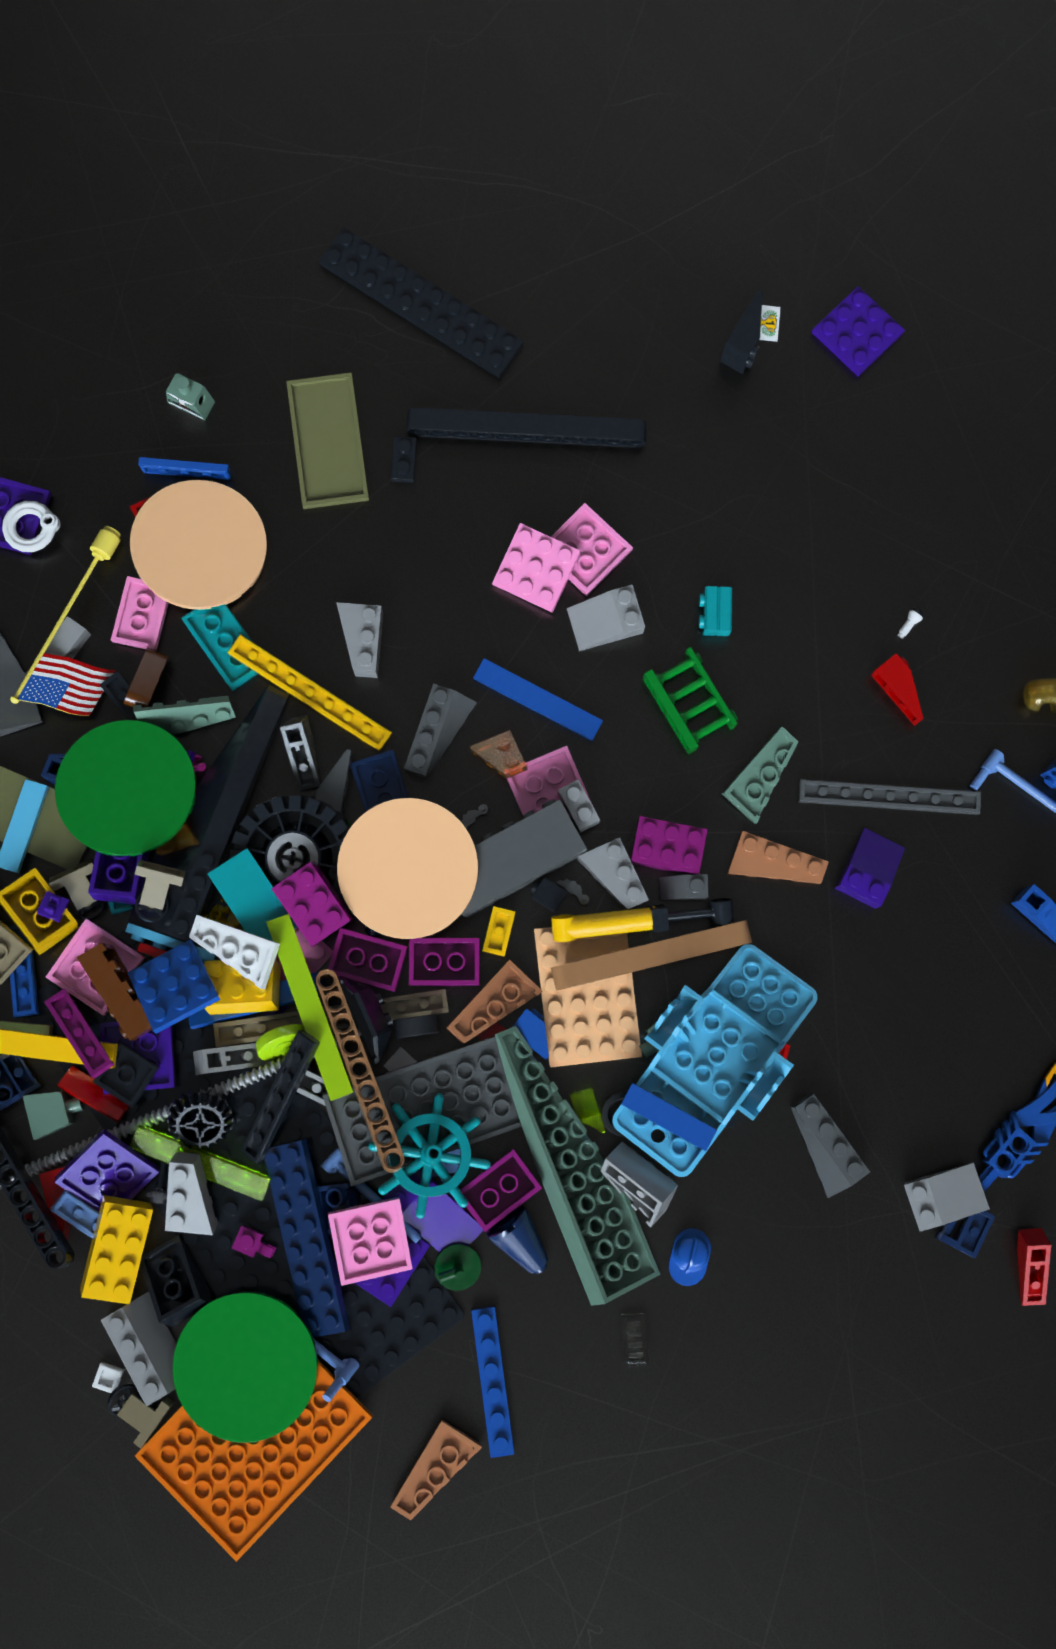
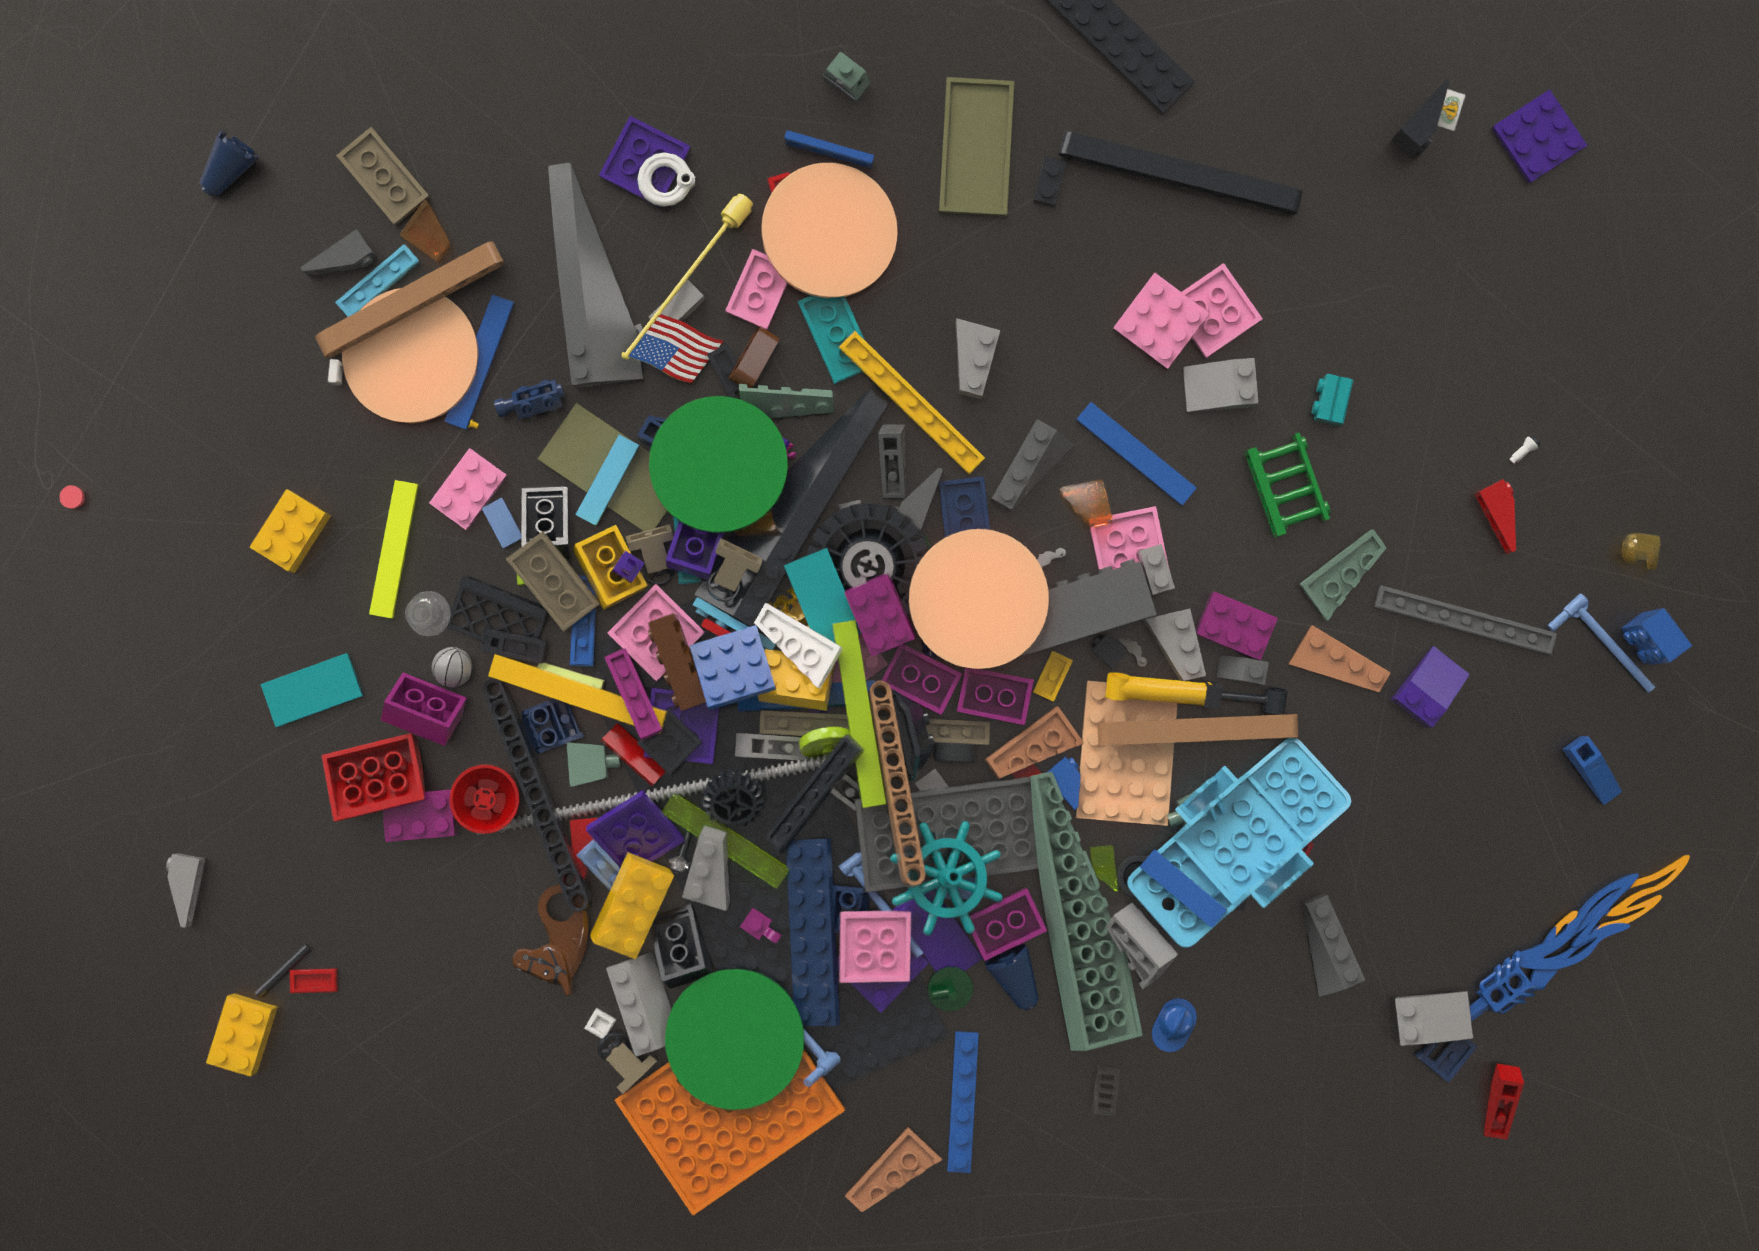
camera: 15 degrees right, 5 degrees up
(58, 1309) = (567, 946): none -> reddish brown animal

